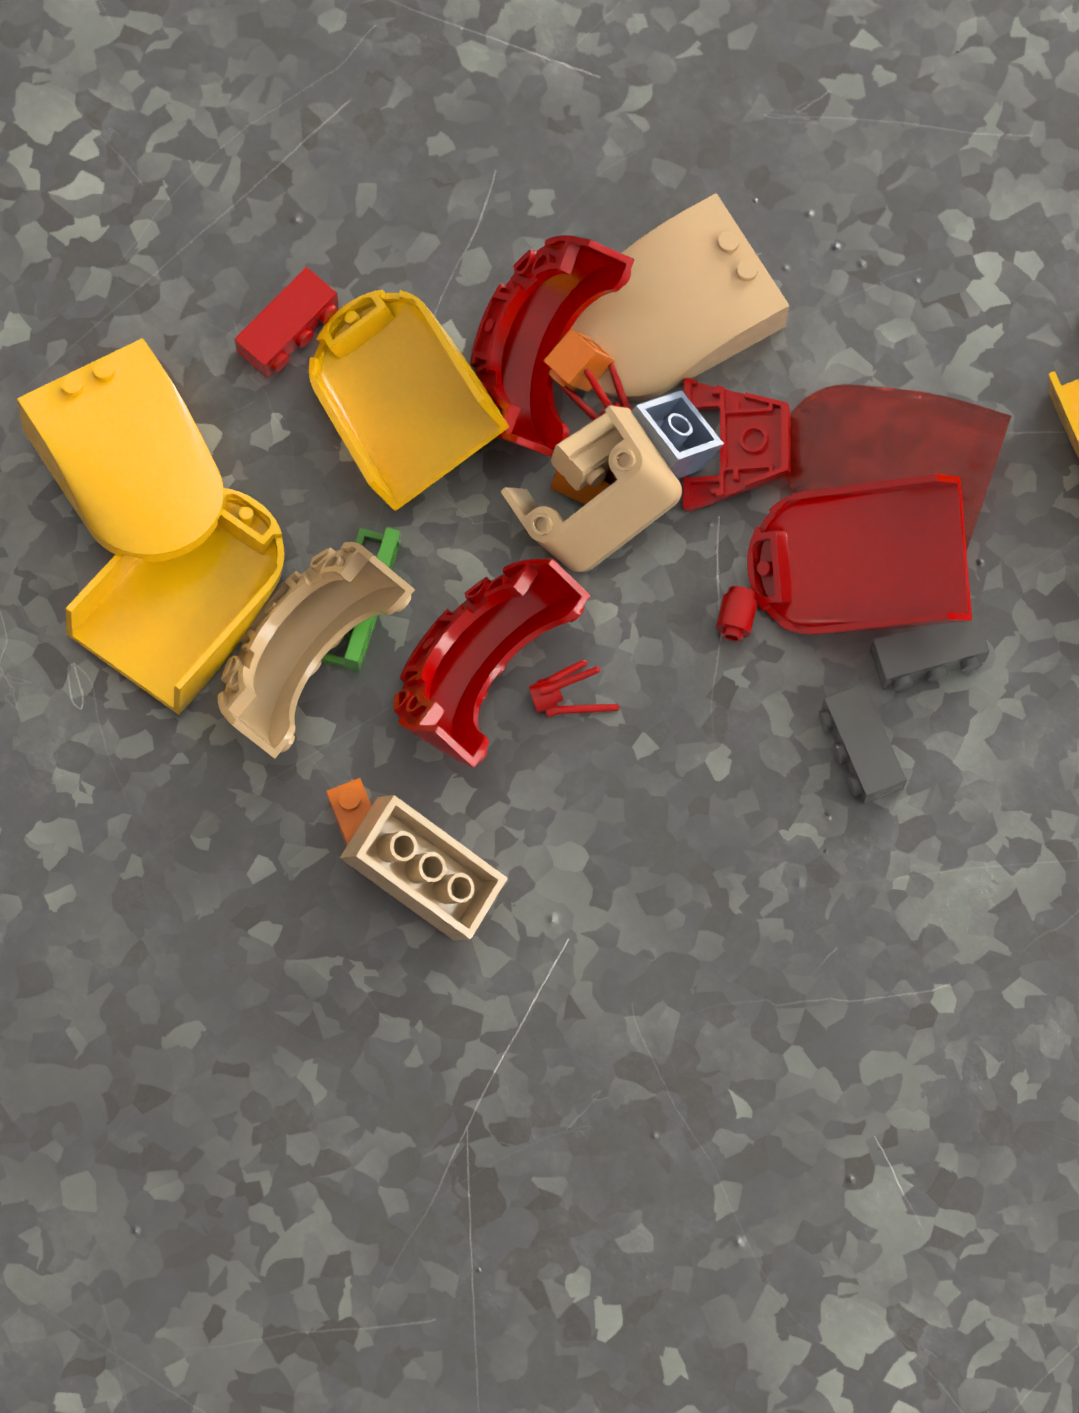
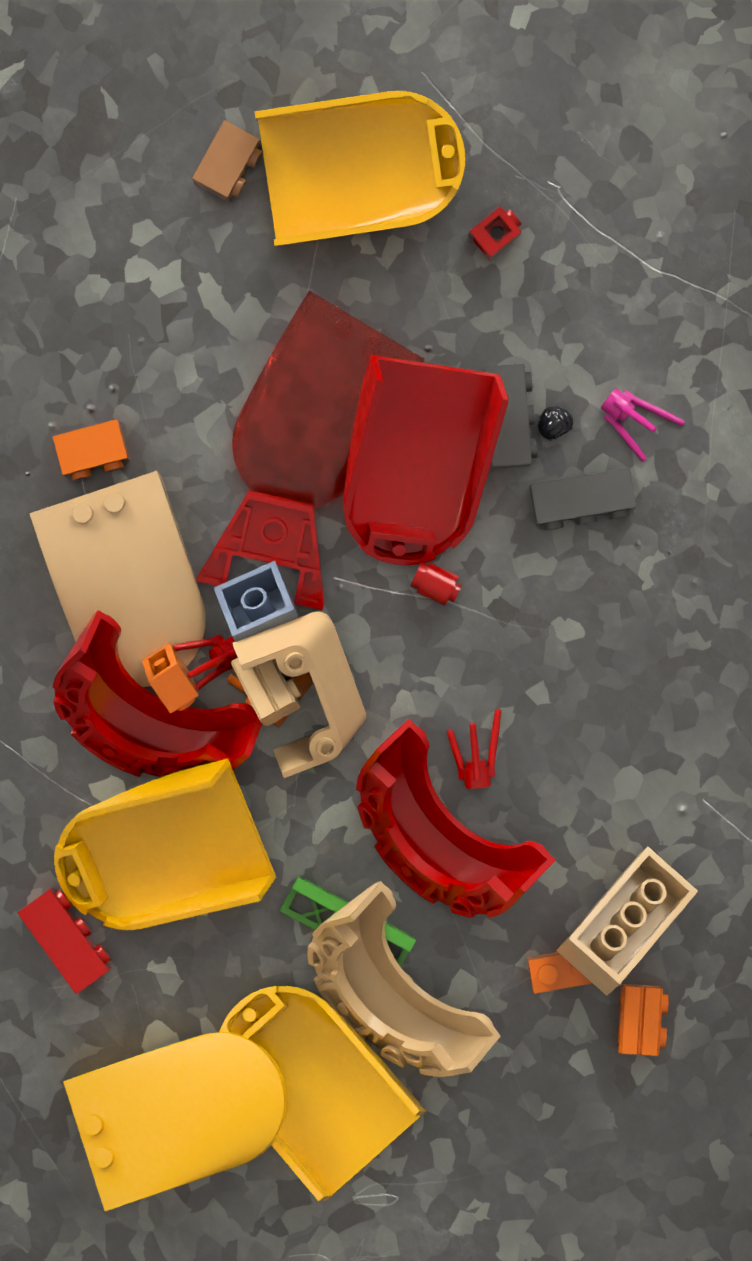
camera: 75 degrees left, 15 degrees up
(319, 915) = (641, 1019): none -> orange brick
(795, 250) = (91, 449): none -> orange brick
(934, 701) = (555, 422): none -> black piece
(967, 764) = (620, 406): none -> dark pink plant

